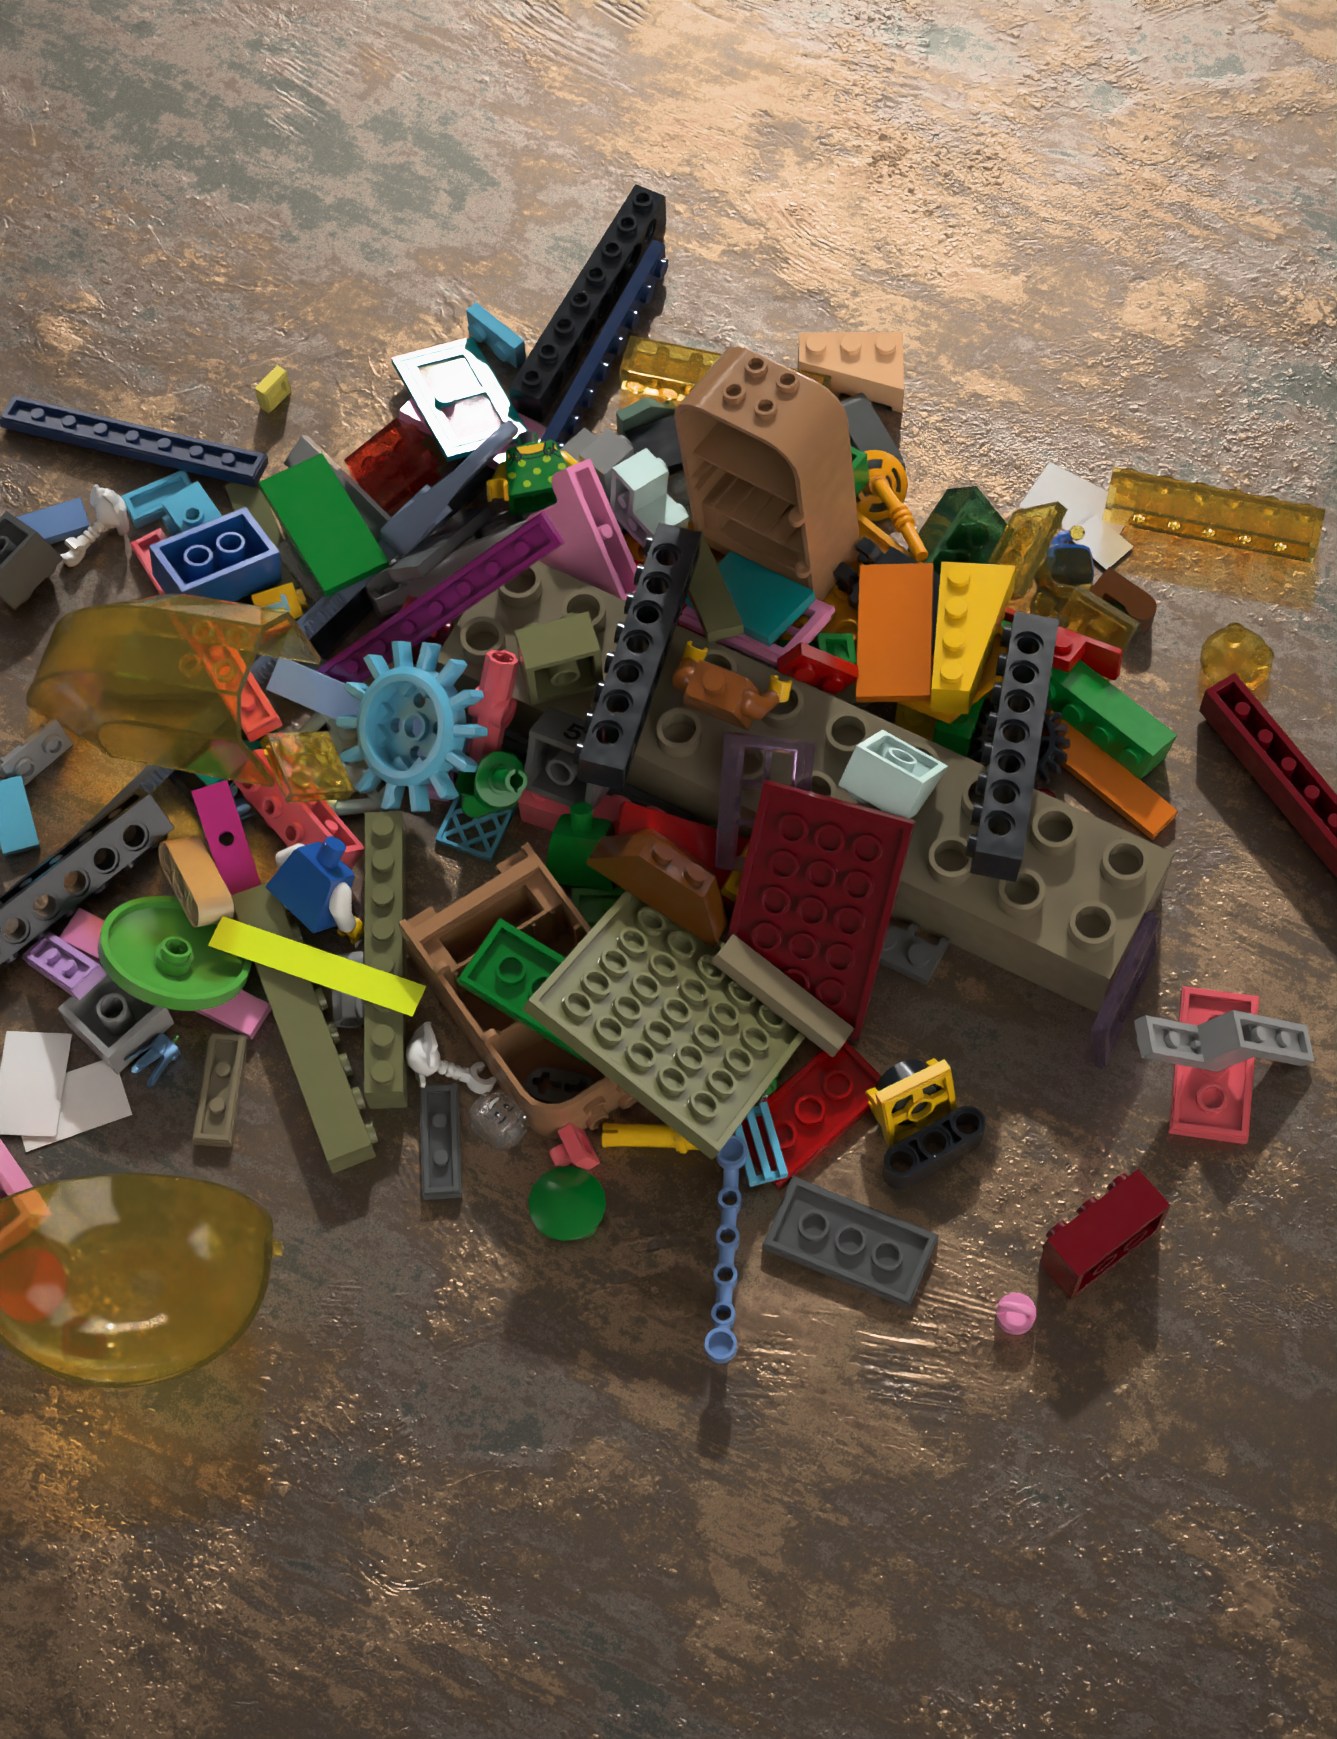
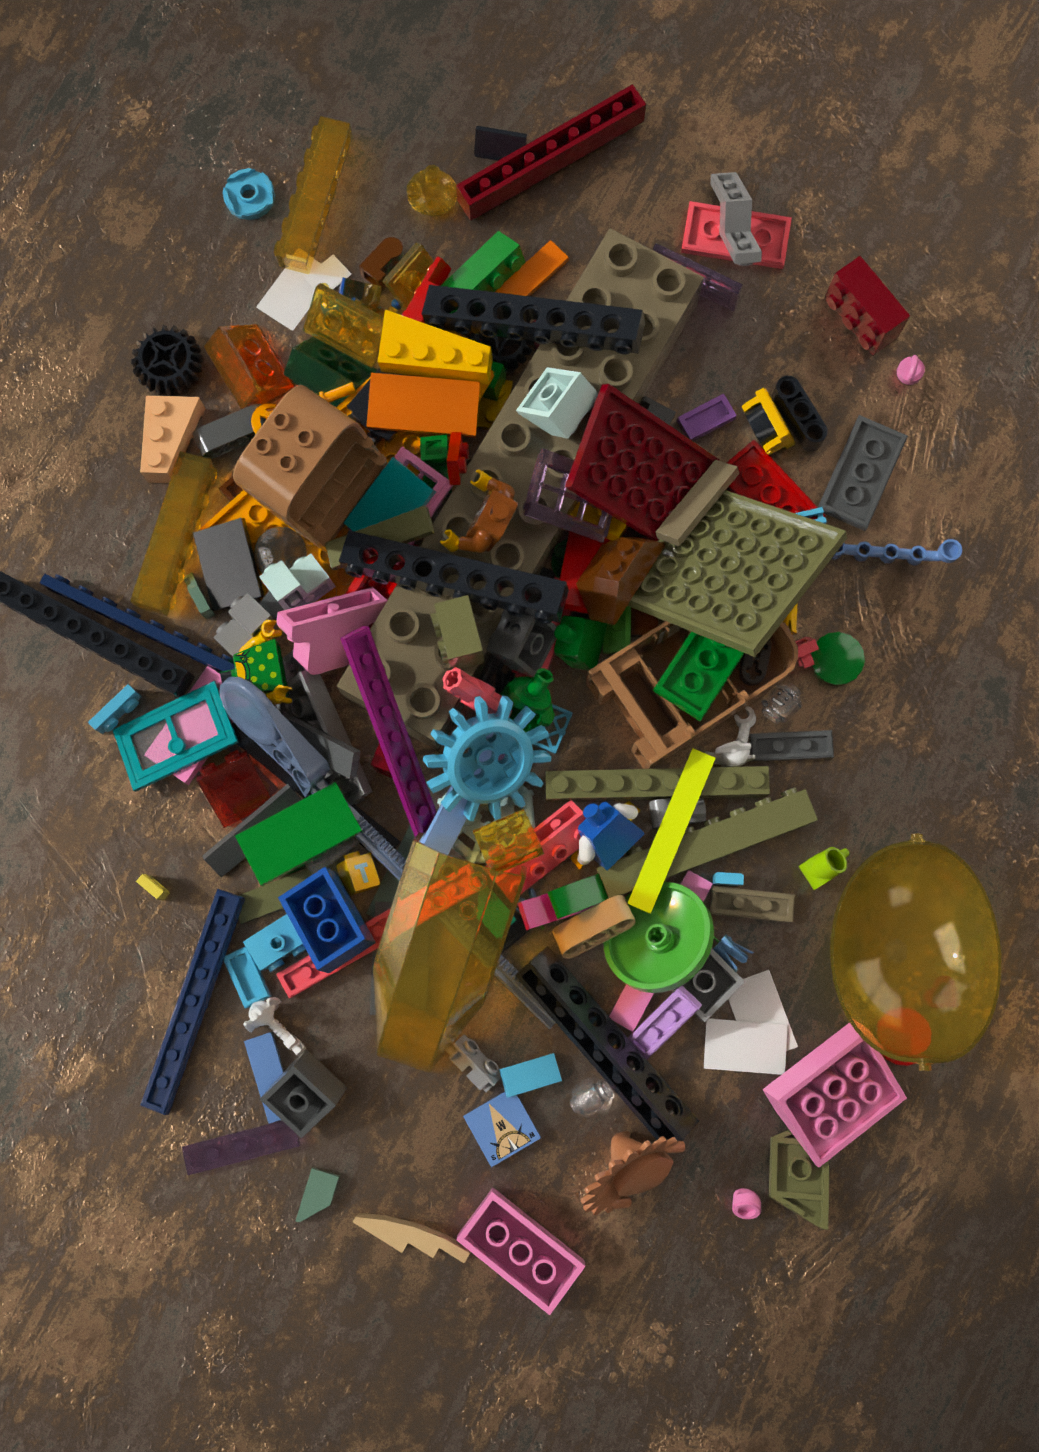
camera: 90 degrees left, 15 degrees up
(233, 853) = (577, 896): none -> green slope
(253, 1052) = (727, 879): none -> medium azure tile
(266, 1178) = (824, 866): none -> lime piece
(922, 1024) = (706, 418): none -> medium lavender tile
(960, 373) = (180, 346): none -> black gear
(960, 450) = (248, 364): none -> clear orange slope
(1205, 458) = (252, 207): none -> medium azure tile
(1318, 736) = (497, 143): none -> black slope

